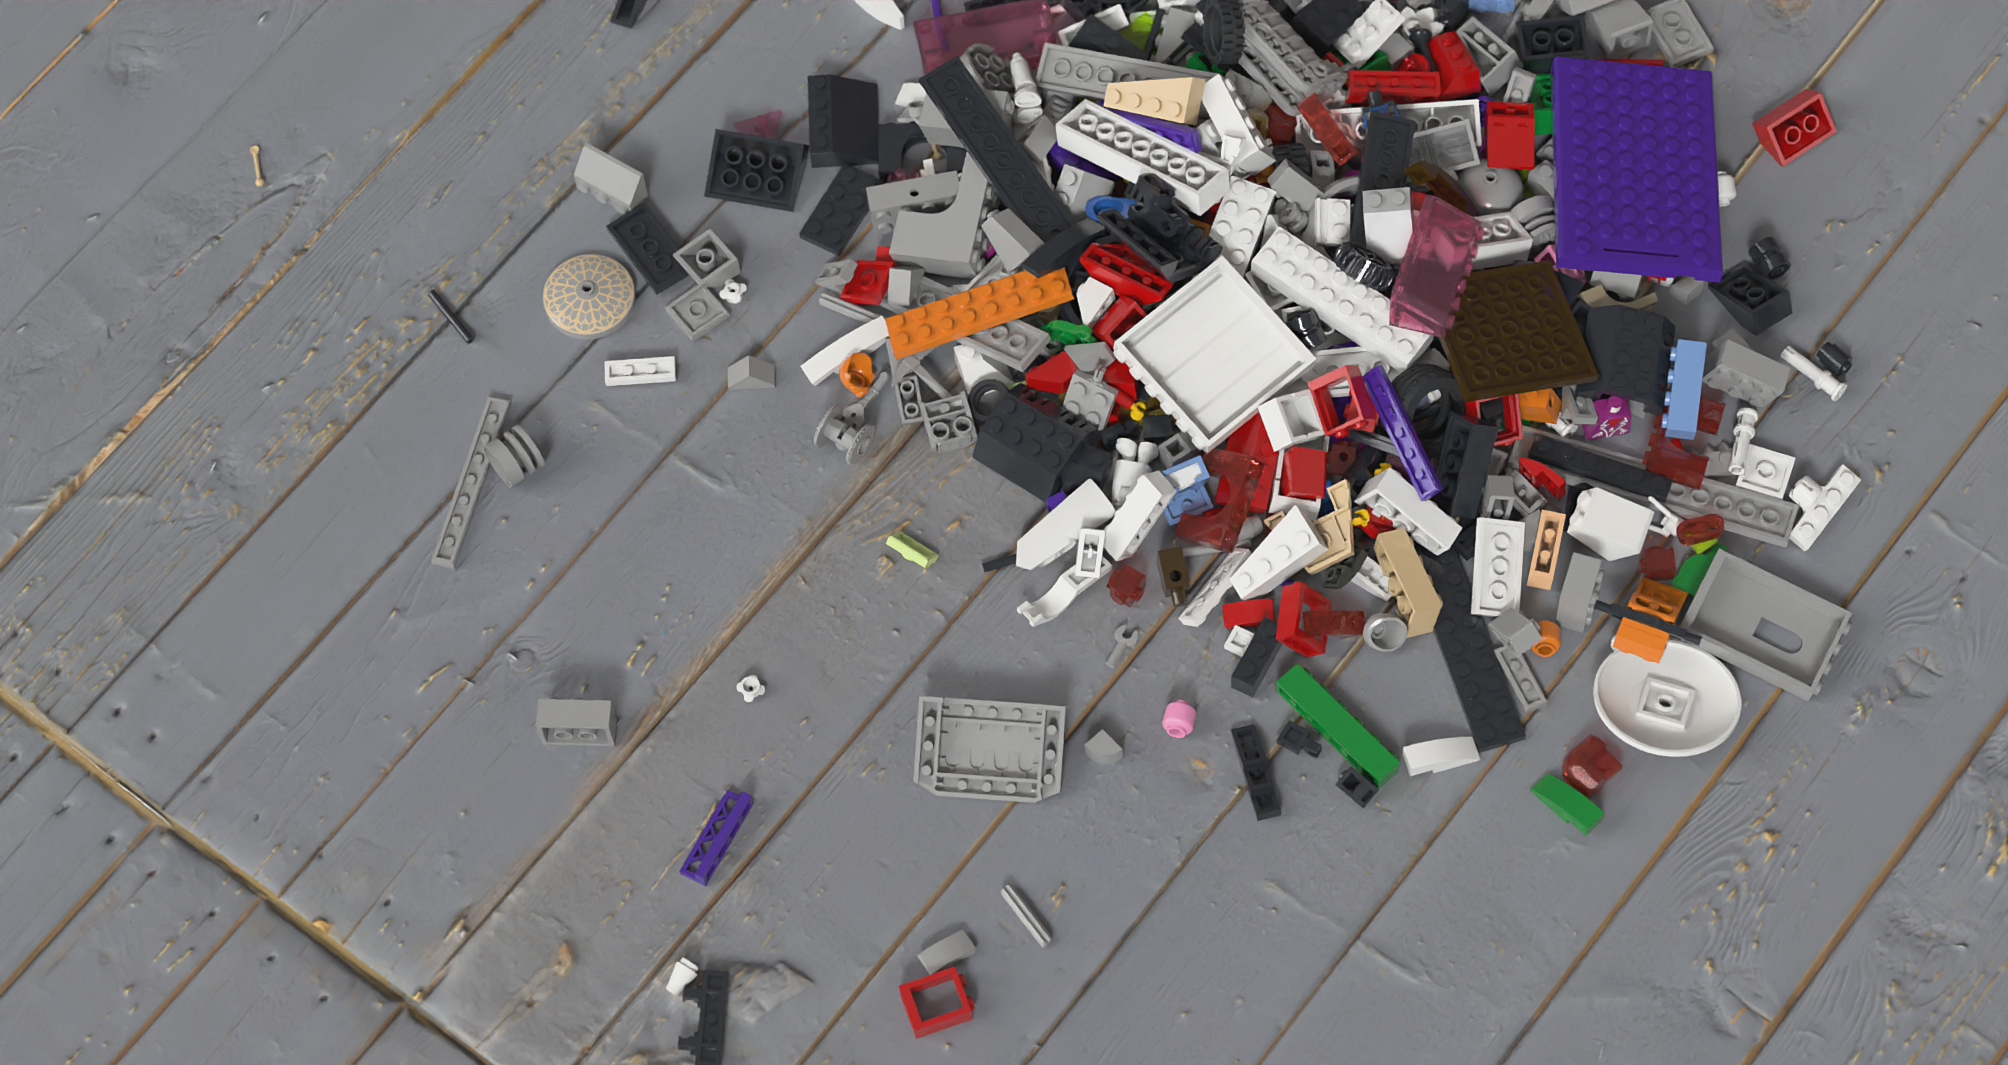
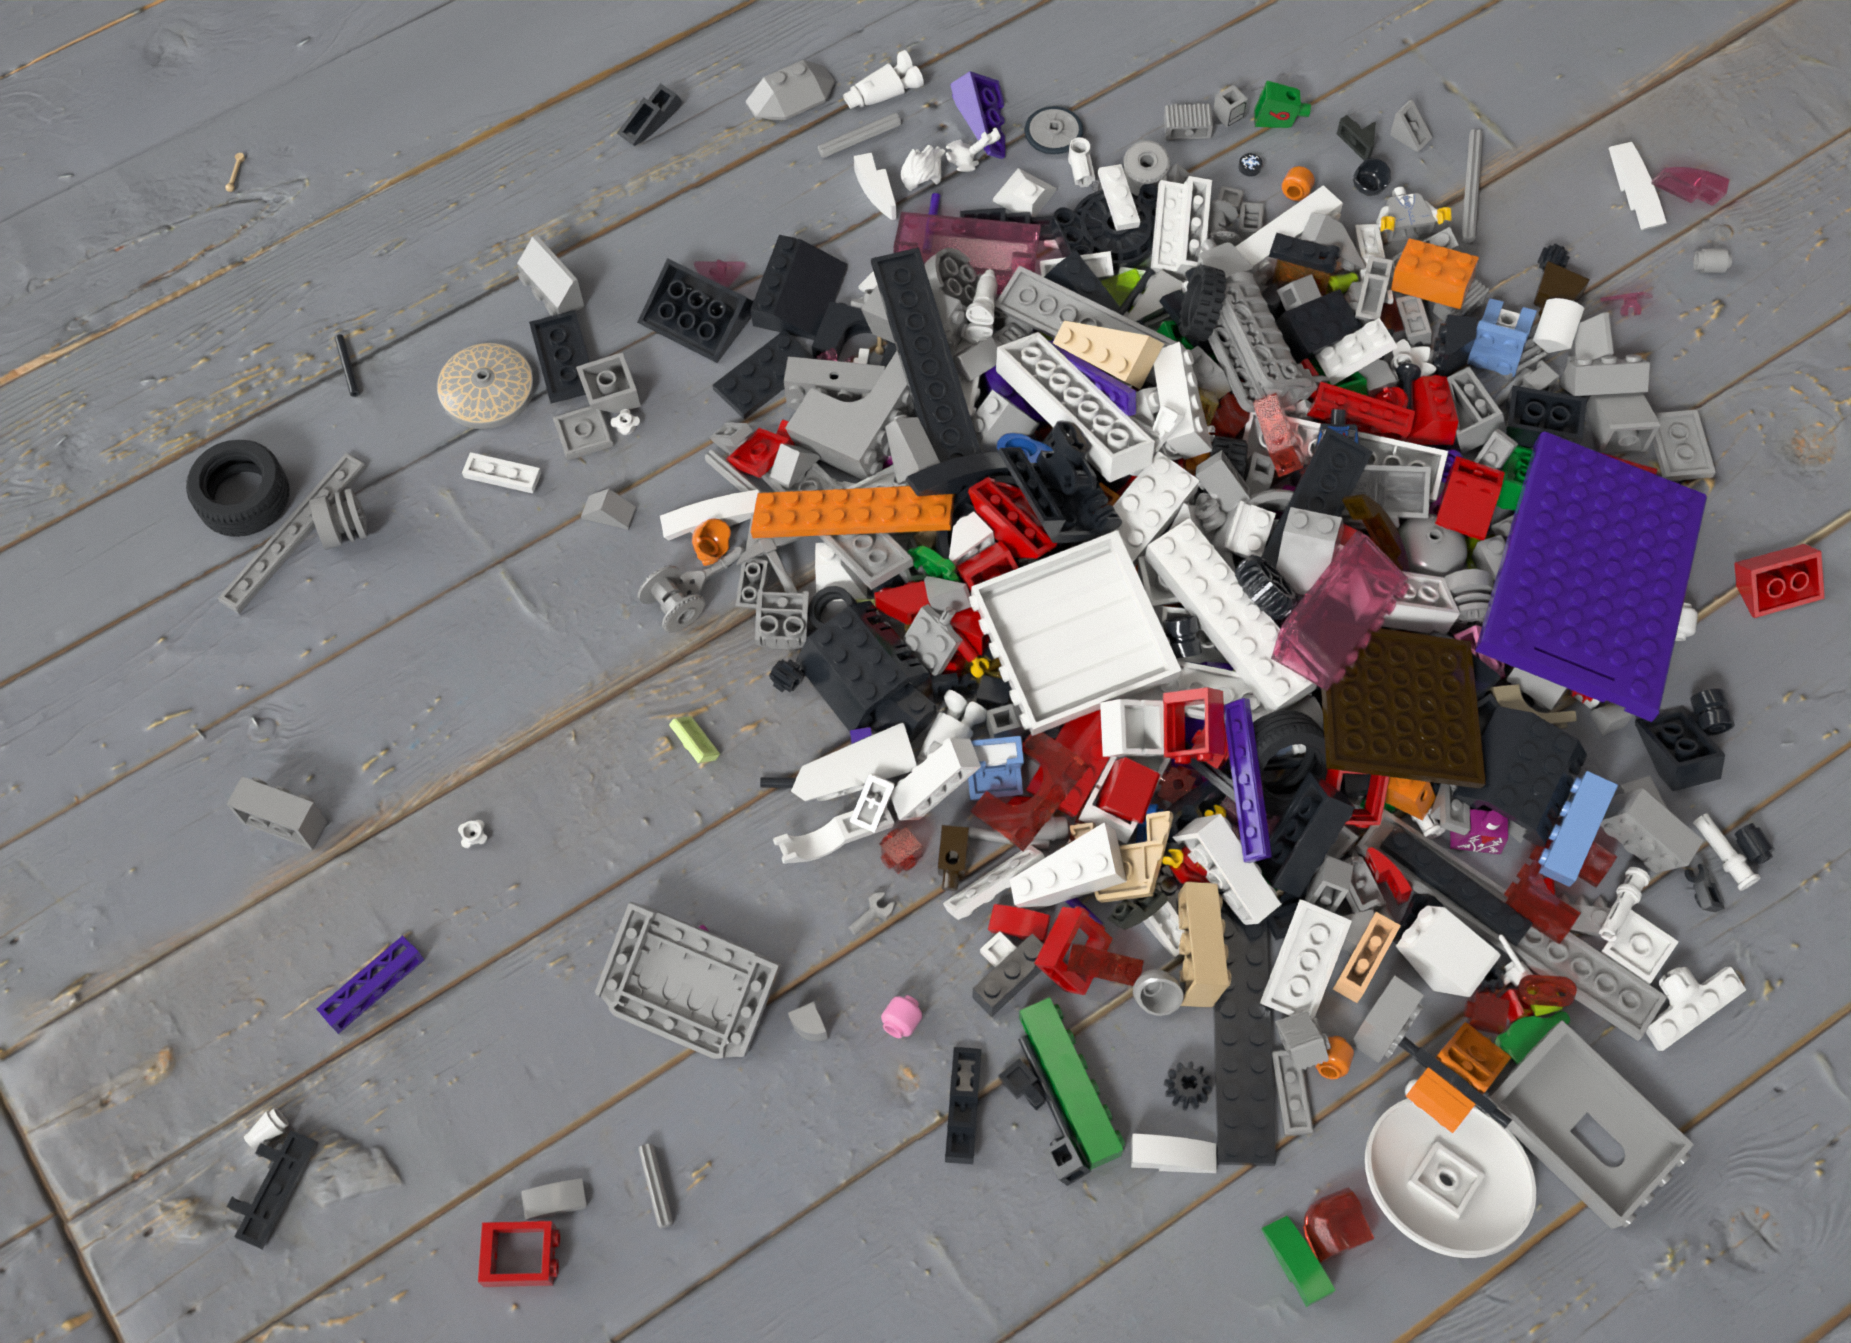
camera: 15 degrees right, 0 degrees up
(398, 428) = (225, 461): none -> black tyre
(970, 470) = (786, 675): none -> black gear
(1317, 736) = (1046, 1087): none -> black bar
(1440, 705) = (1191, 1095): none -> black gear
(1654, 531) = (1494, 982): none -> black gear
(1681, 551) = (1517, 1008): none -> red slope
(1806, 409) = (1706, 892): none -> black plate

